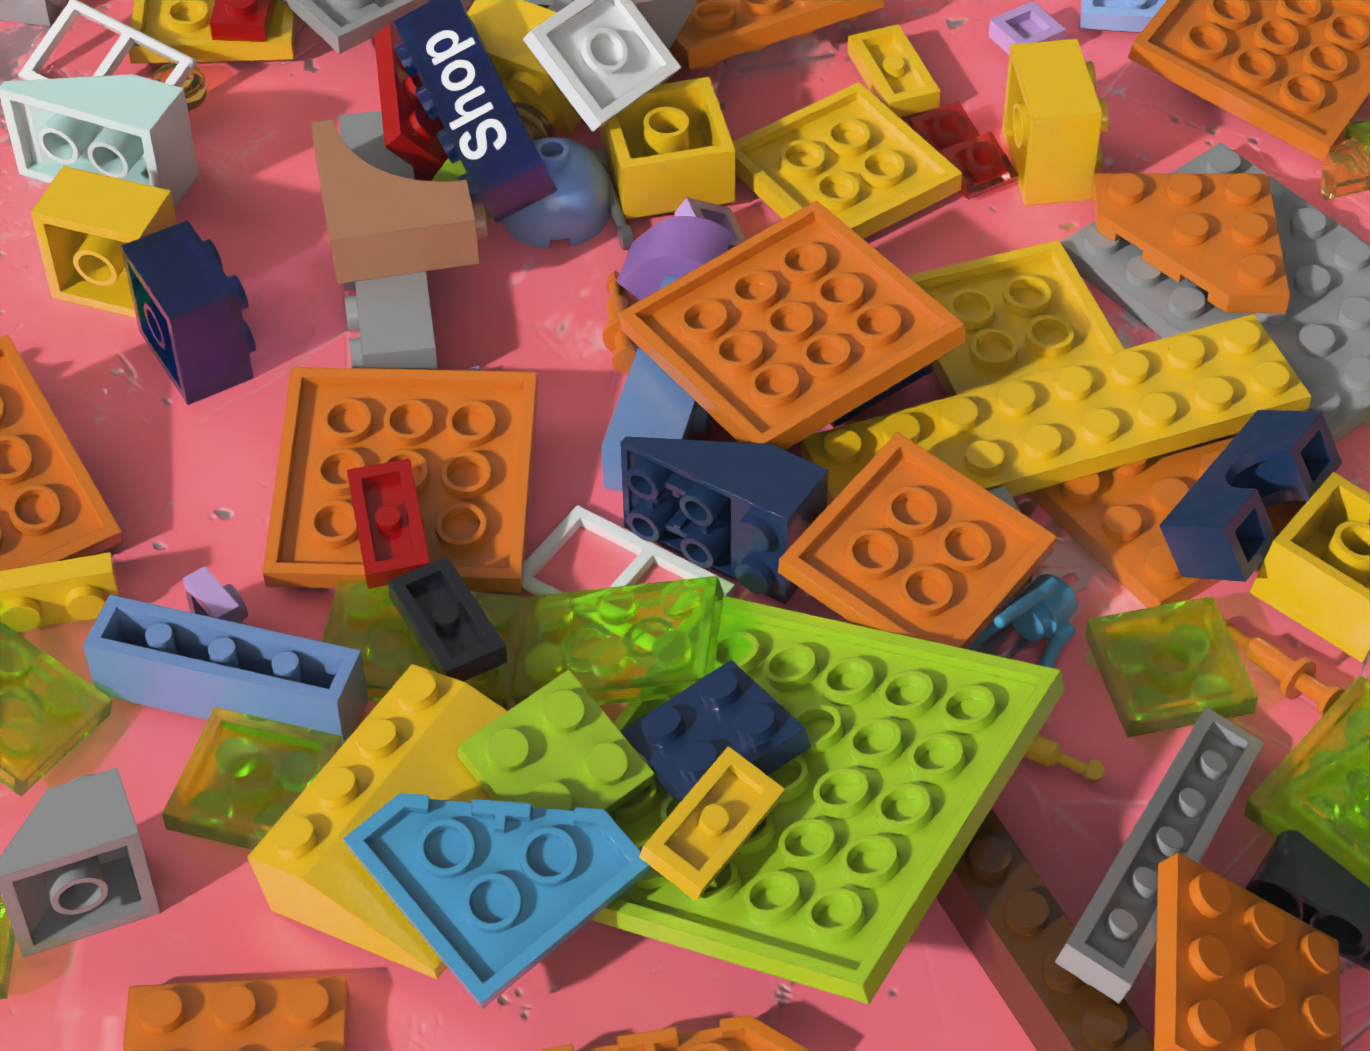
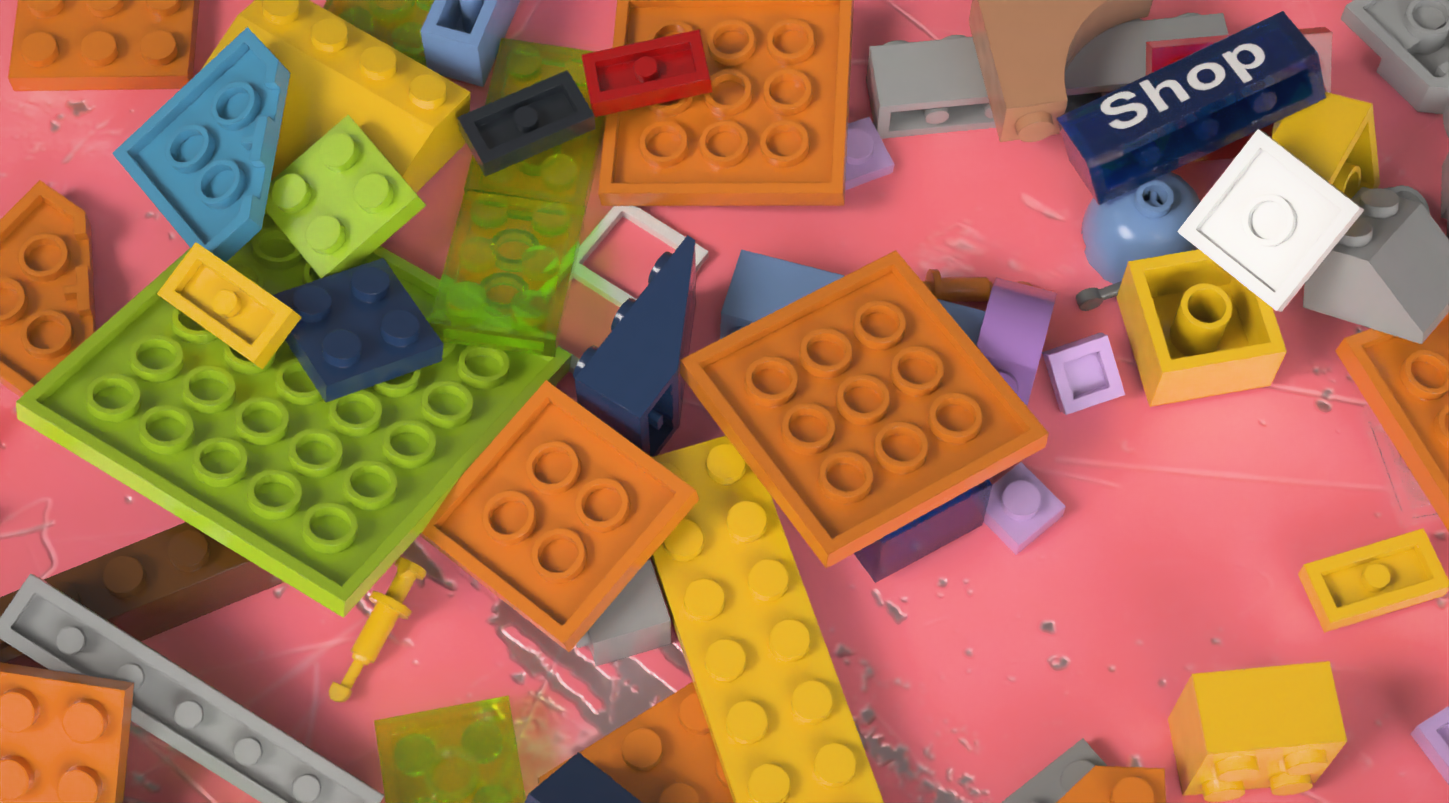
camera: 90 degrees right, 15 degrees up
(848, 158) = (1199, 514): yellow plate -> none
(975, 155) = (1258, 637): clear red slope -> none
(1019, 316) = (944, 670): yellow plate -> none
(1038, 614) = (531, 655): dark azure plant -> none

